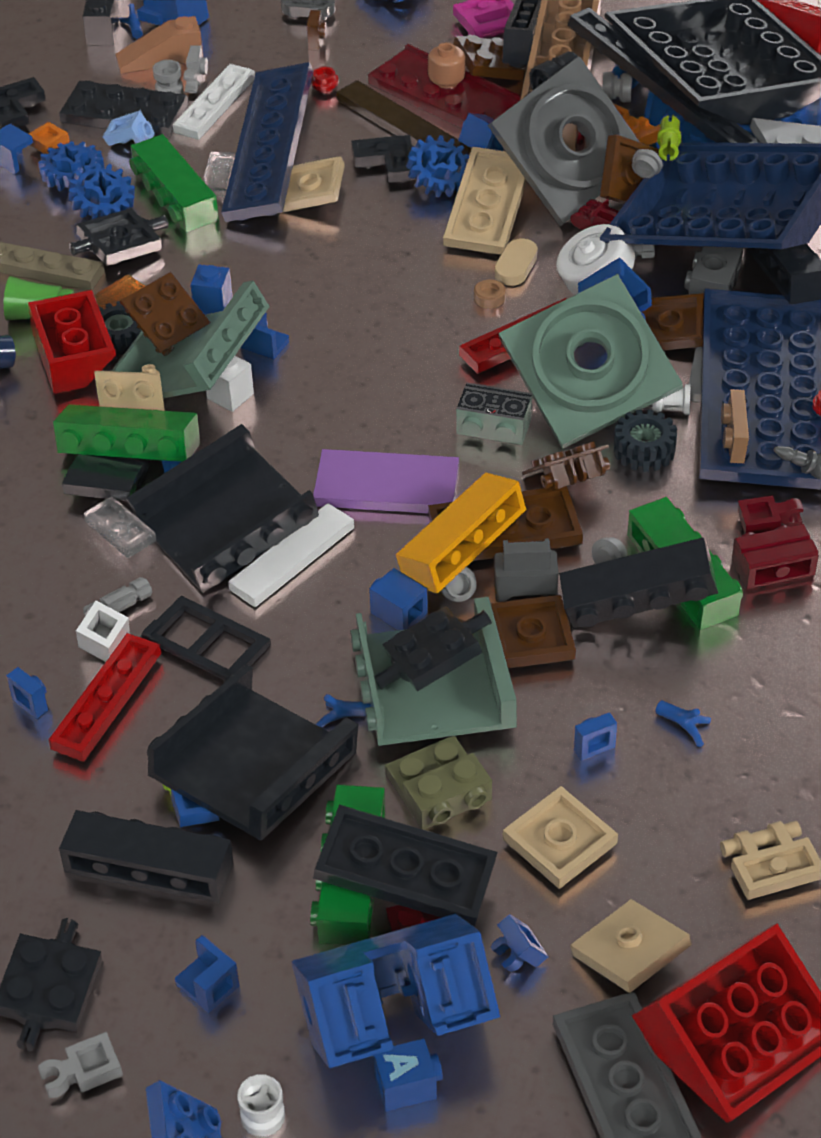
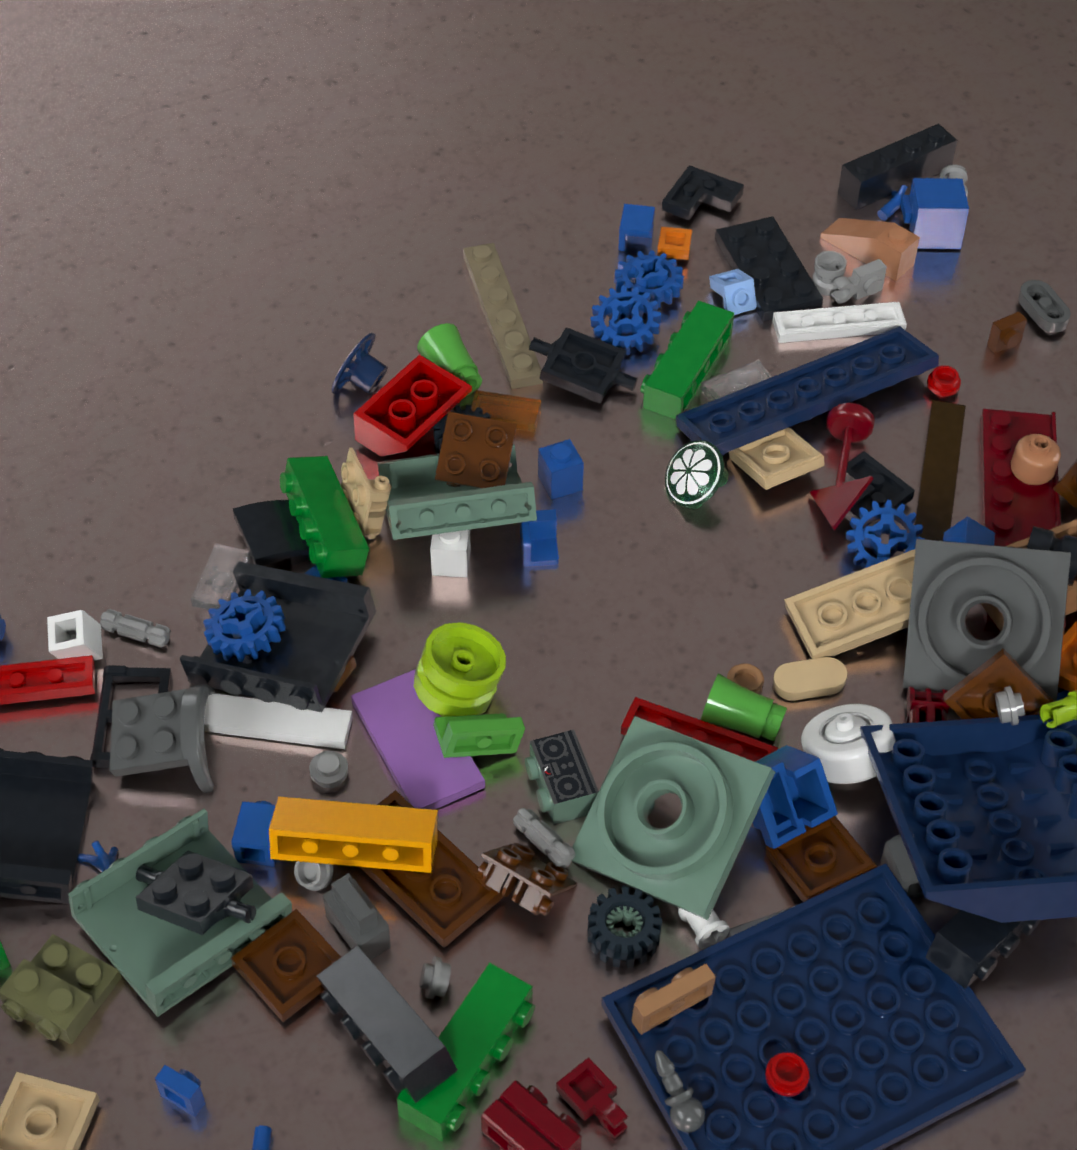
camera: 55 degrees right, 5 degrees up
(193, 522) = (244, 625): none -> blue gear
(256, 612) = (161, 733): none -> dark grey piece
(289, 225) = (695, 474): none -> dish
(357, 419) = (459, 670): none -> lime wheel
(369, 540) = (328, 769): none -> light grey plate
(382, 171) = (850, 425): none -> dark red piece
(416, 443) = (478, 734): none -> bright green panel
(517, 299) = (742, 710): none -> bright green plant
(536, 447) = (544, 837): none -> light grey axle

